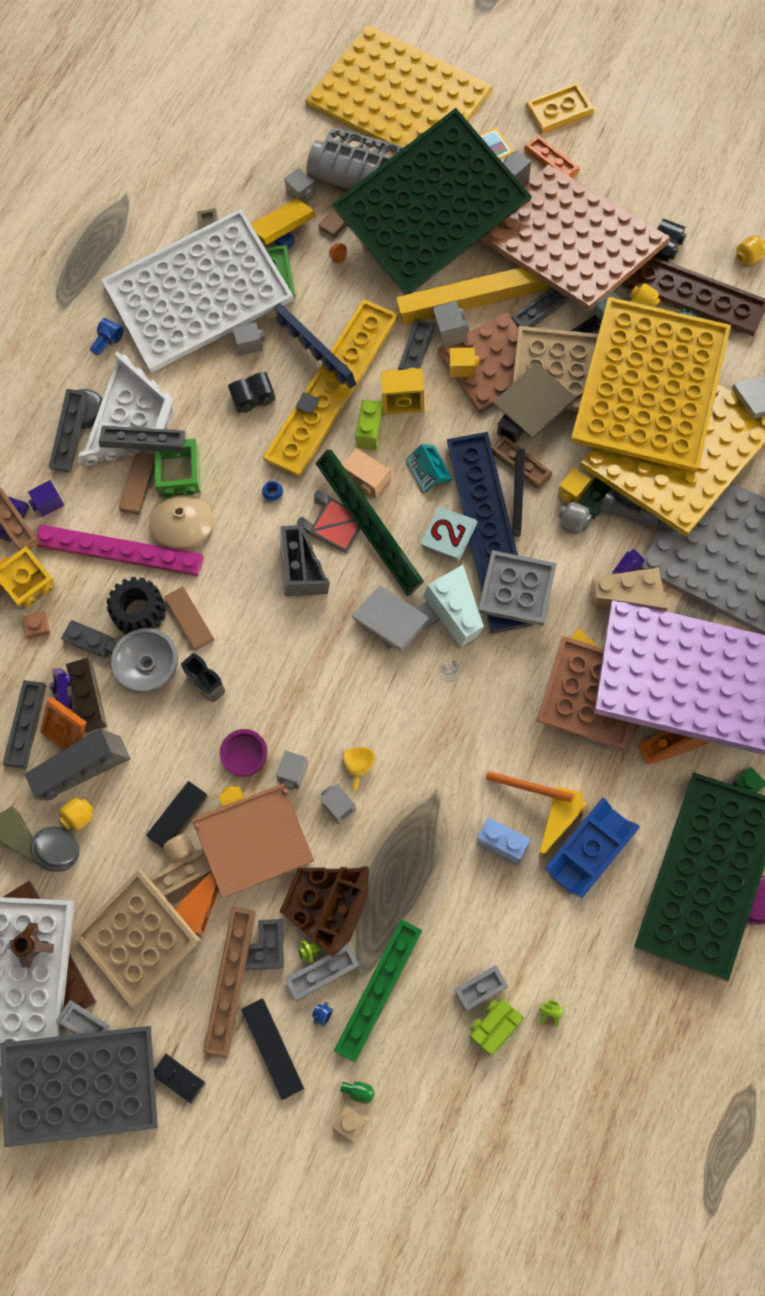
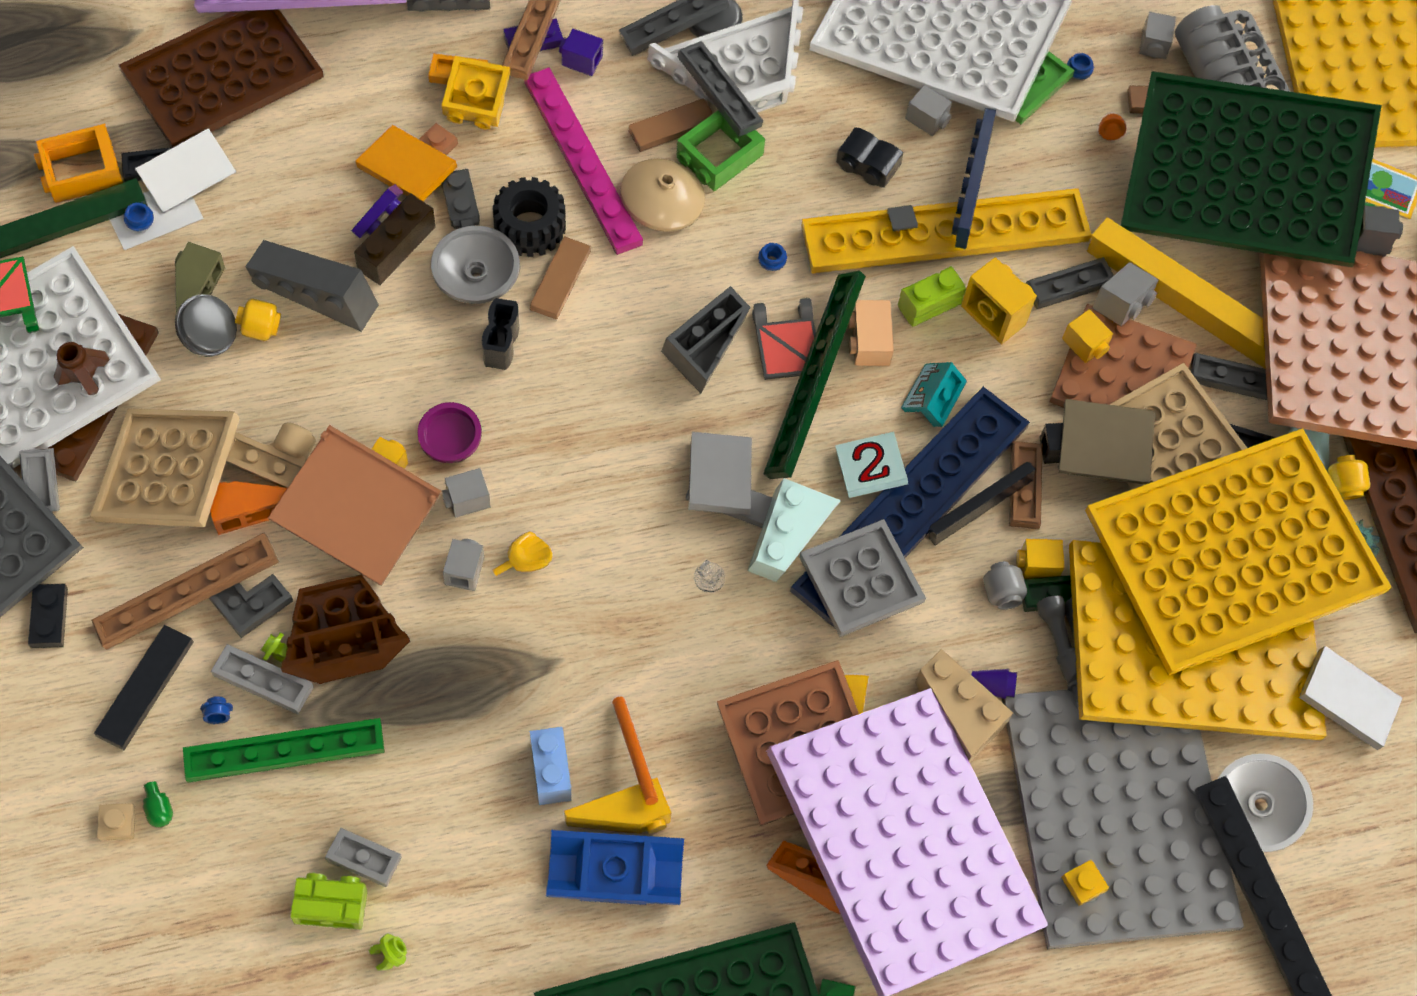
camera: 40 degrees right, 5 degrees down
(24, 724) = (321, 207): dark grey tile -> none
(37, 653) = (406, 163): none -> light orange tile
(61, 724) = (342, 234): orange plate -> none
(176, 814) = (342, 415): black tile -> none
(282, 220) = (1098, 46): yellow tile -> none

